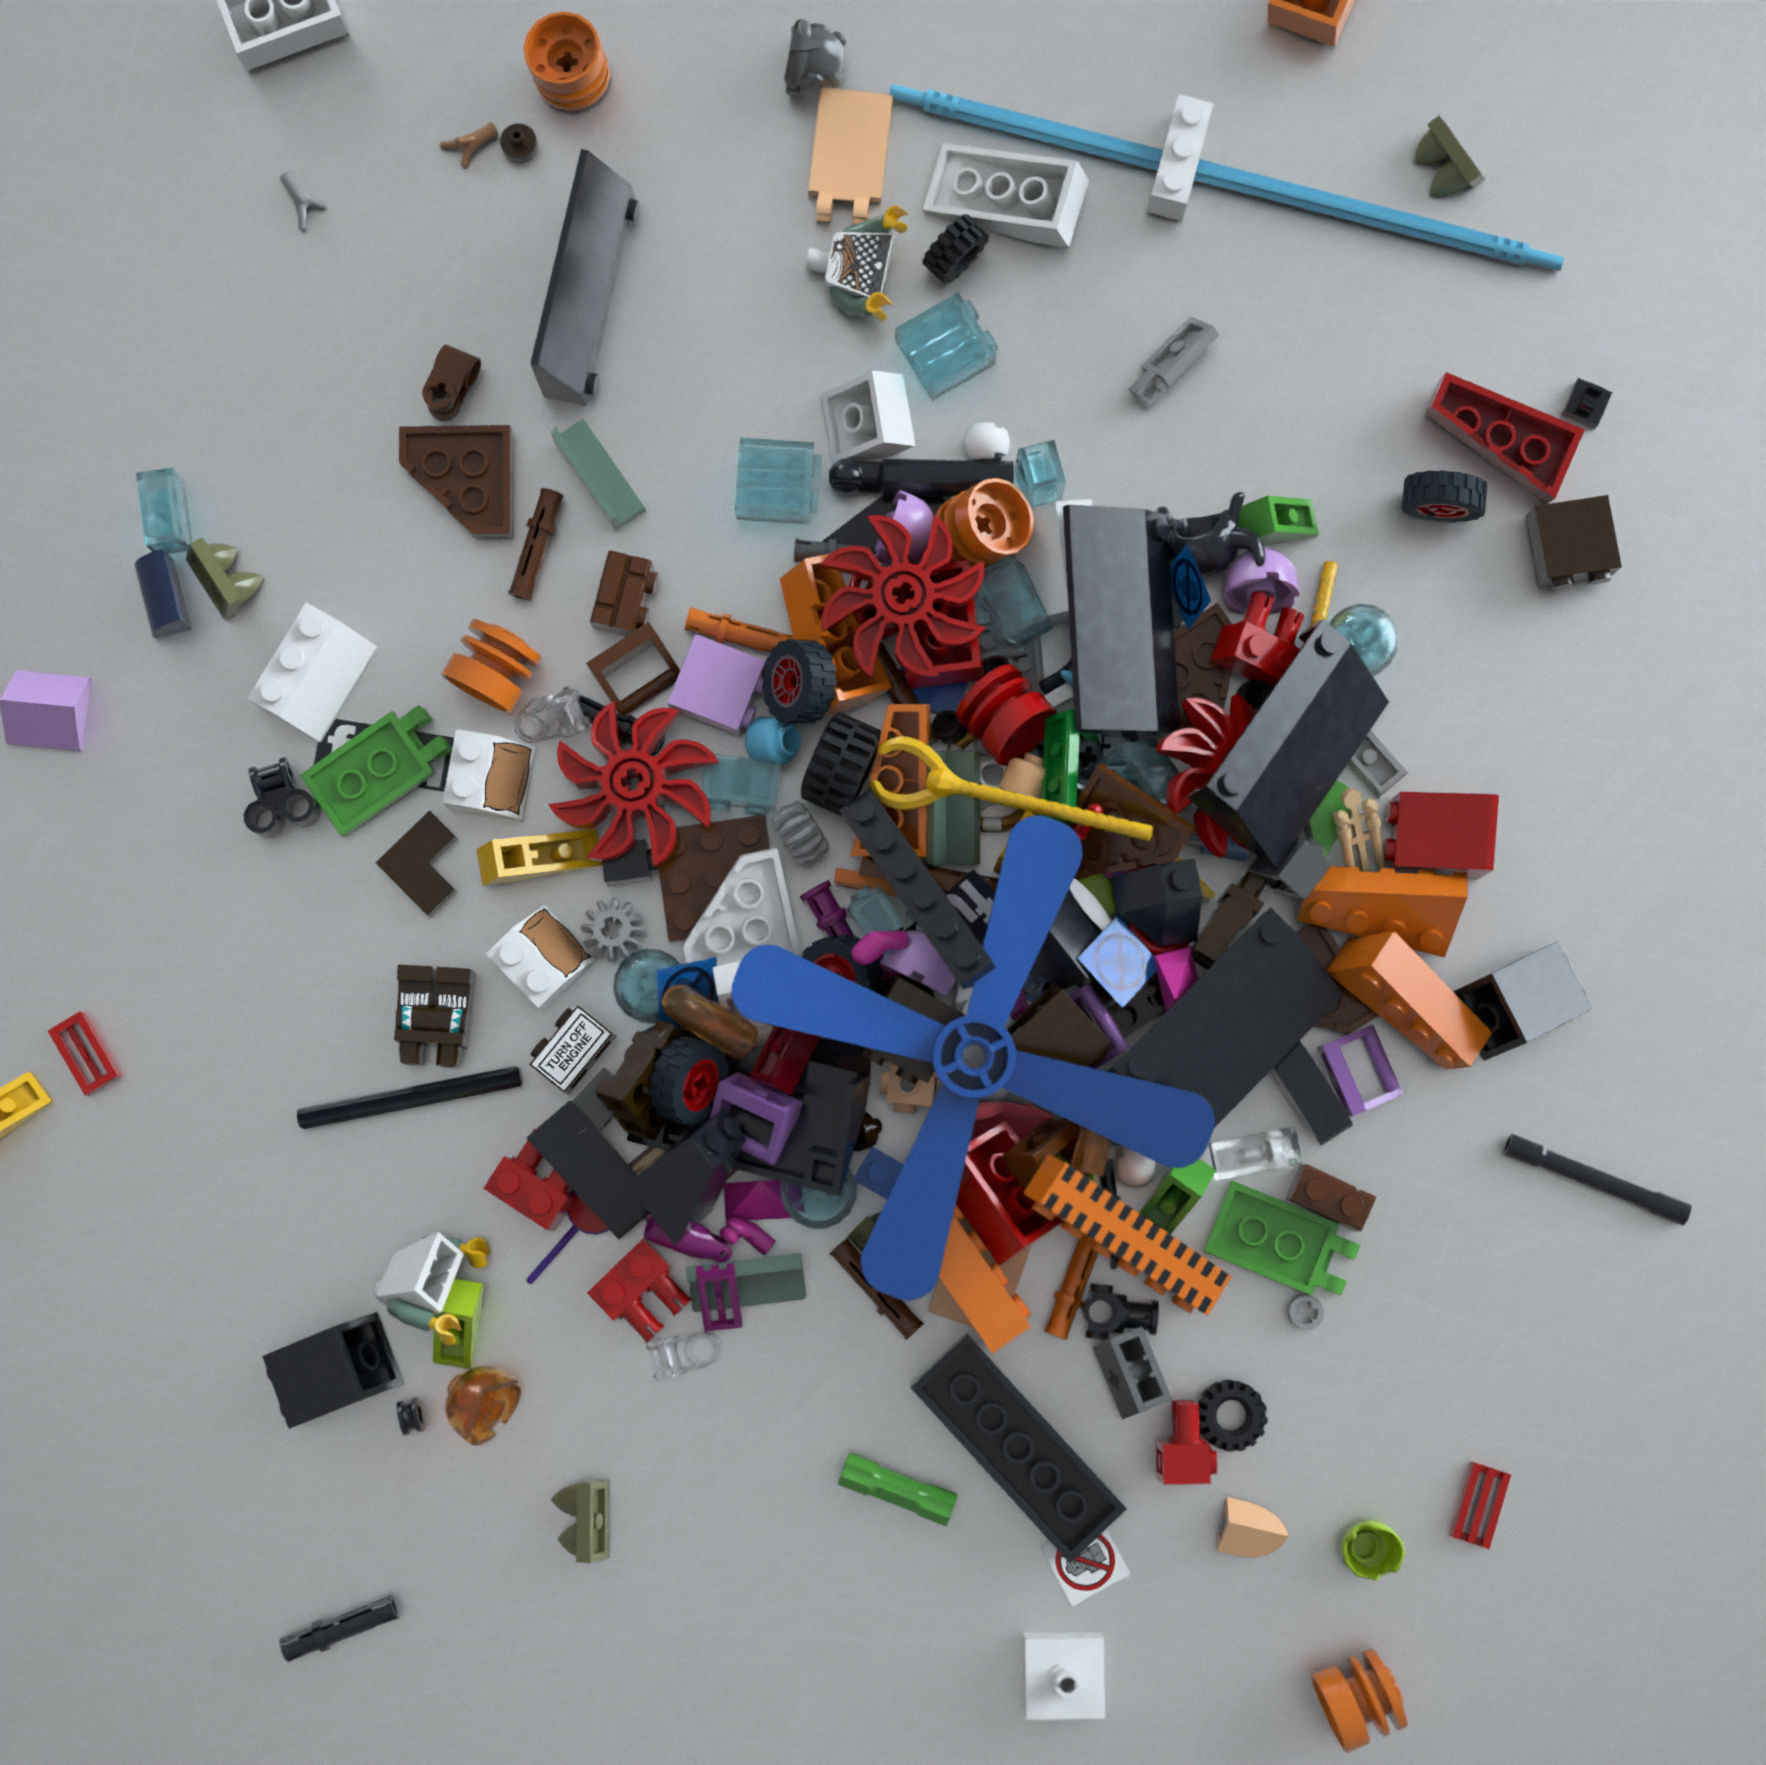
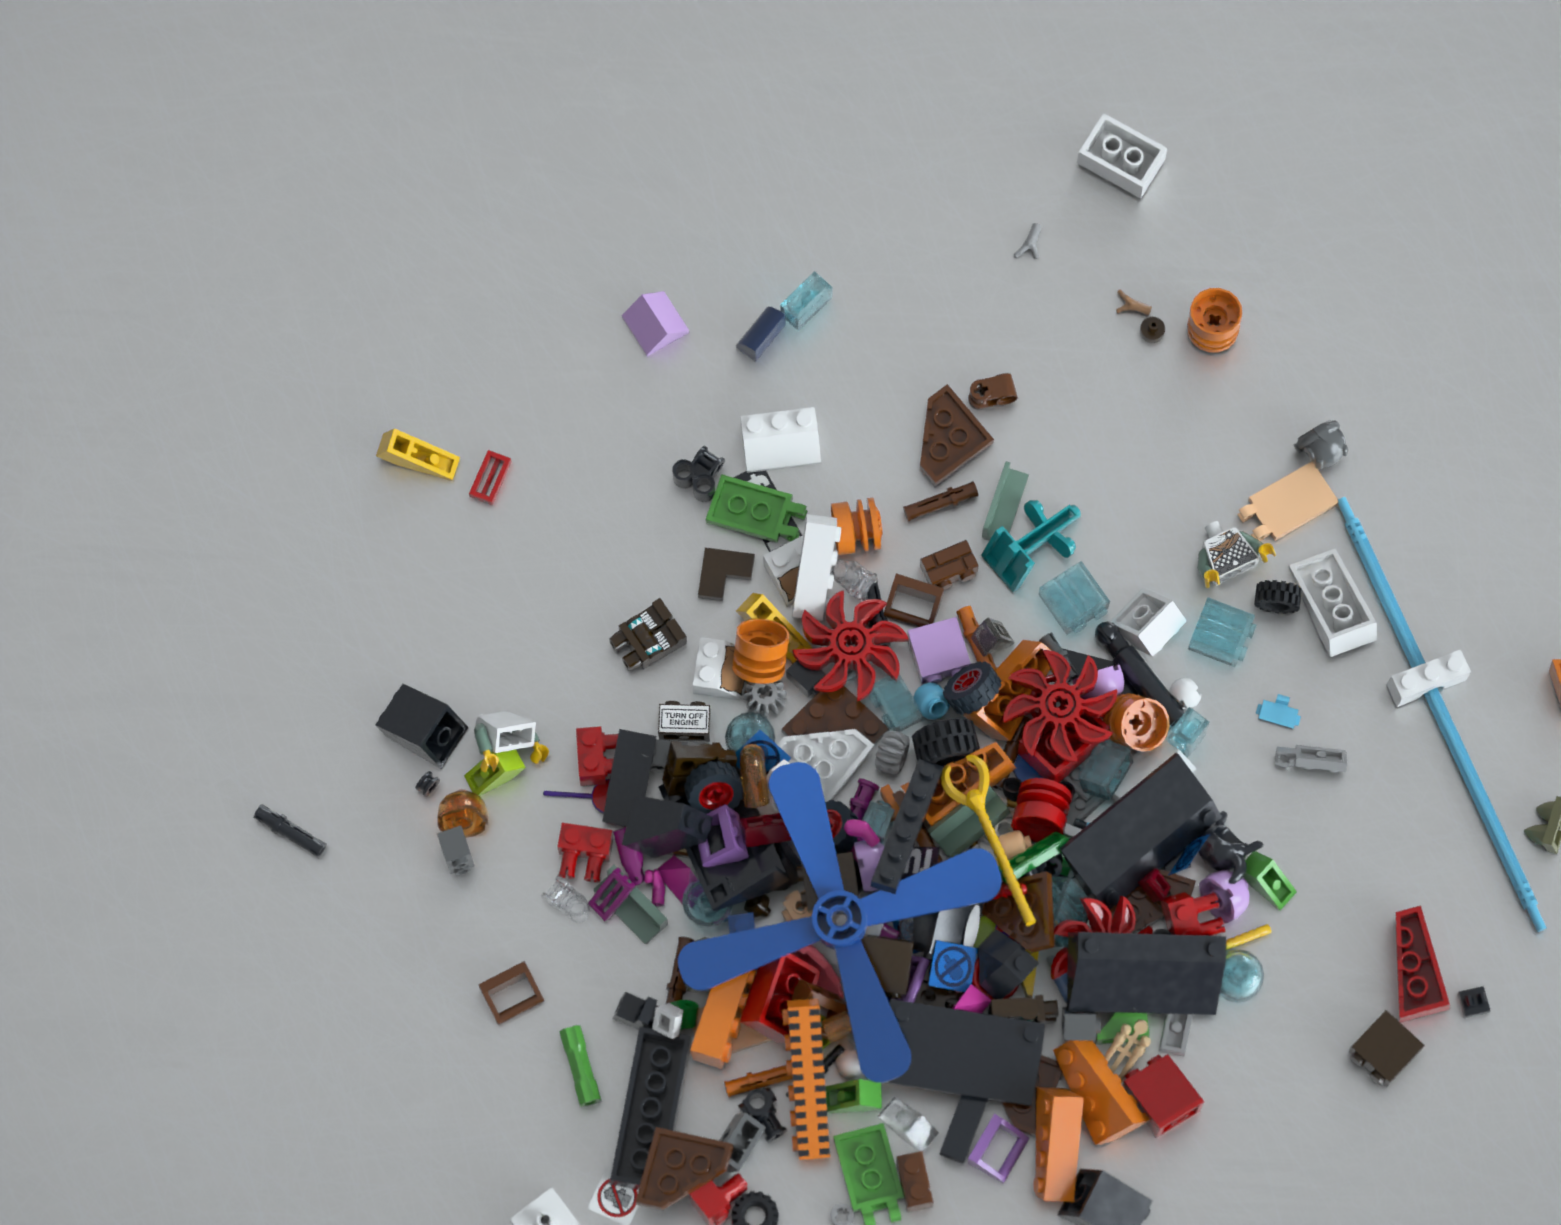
camera: 55 degrees right, 10 degrees down
(224, 590) = (789, 363): olive tile -> none
(409, 1097) = (594, 658): black axle -> none
(506, 751) = (815, 566): none -> white brick
(522, 1447) = (456, 850): none -> dark grey brick
(560, 895) = (760, 651): none -> orange wheel
(582, 281) = (1099, 417): slope -> none
(590, 1506) = (449, 912): olive tile -> none
(670, 516) = (1011, 557): none -> teal piece
(725, 1500) = (505, 980): none -> reddish brown tile
(749, 613) = (990, 636): none -> clear smoke slope
(886, 1372) = (636, 1011): none -> black brick
(930, 1333) = (679, 1016): none -> white leg
(1086, 356) = (1279, 712): none -> medium azure piece
(1122, 1471) = (679, 1166): none -> reddish brown plate
(1192, 653) = (1155, 885): none -> dark red slope
(1444, 496) = (1352, 957): black wheel -> none

